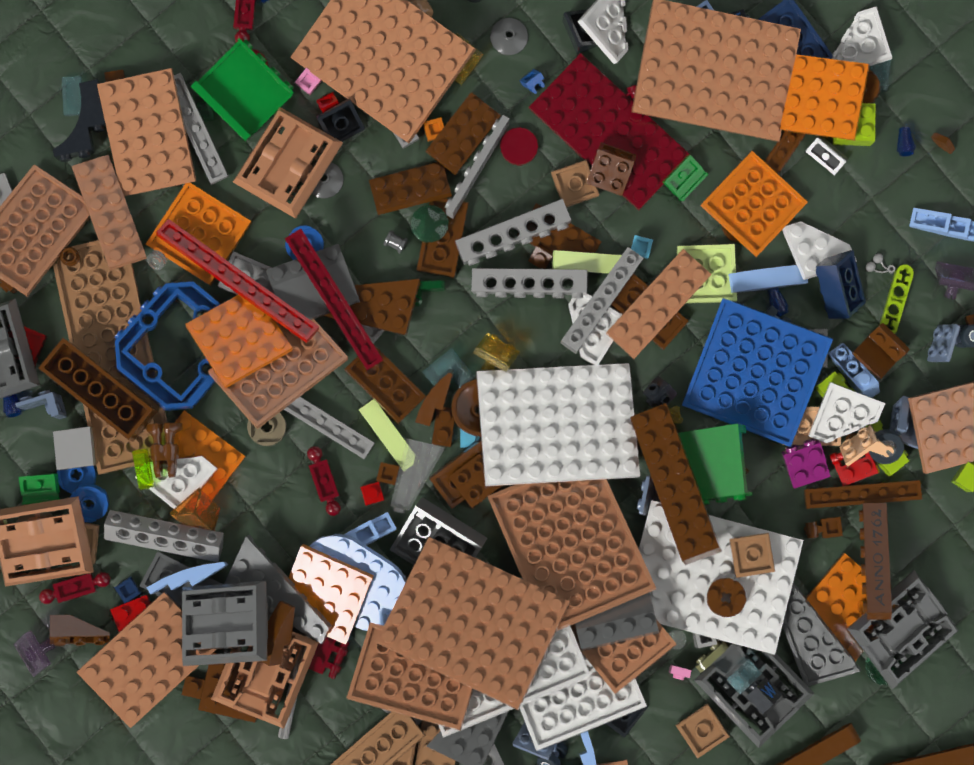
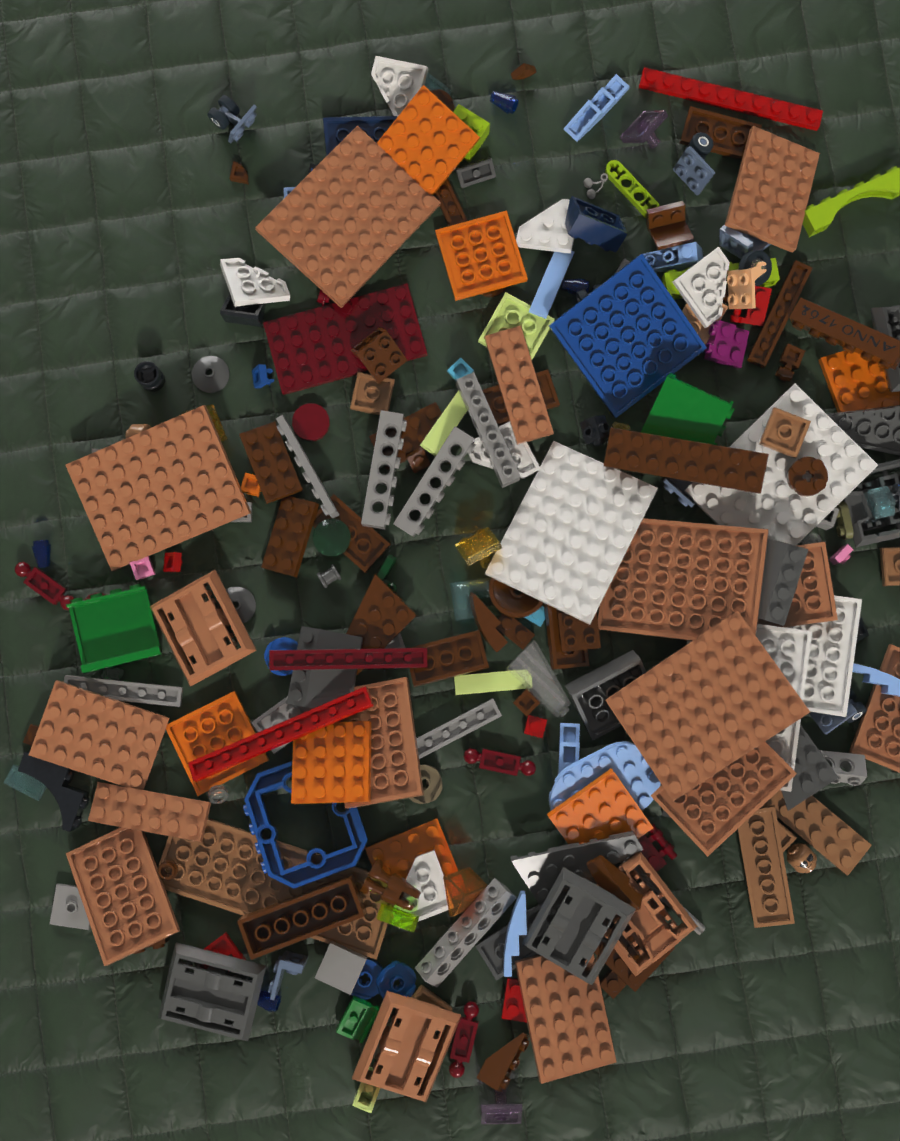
camera: 55 degrees left, 0 degrees up
(128, 590) = (493, 991): dark blue tile -> none
(341, 121) = (195, 560): black slope -> none
(685, 177) = (423, 299): green plate -> none

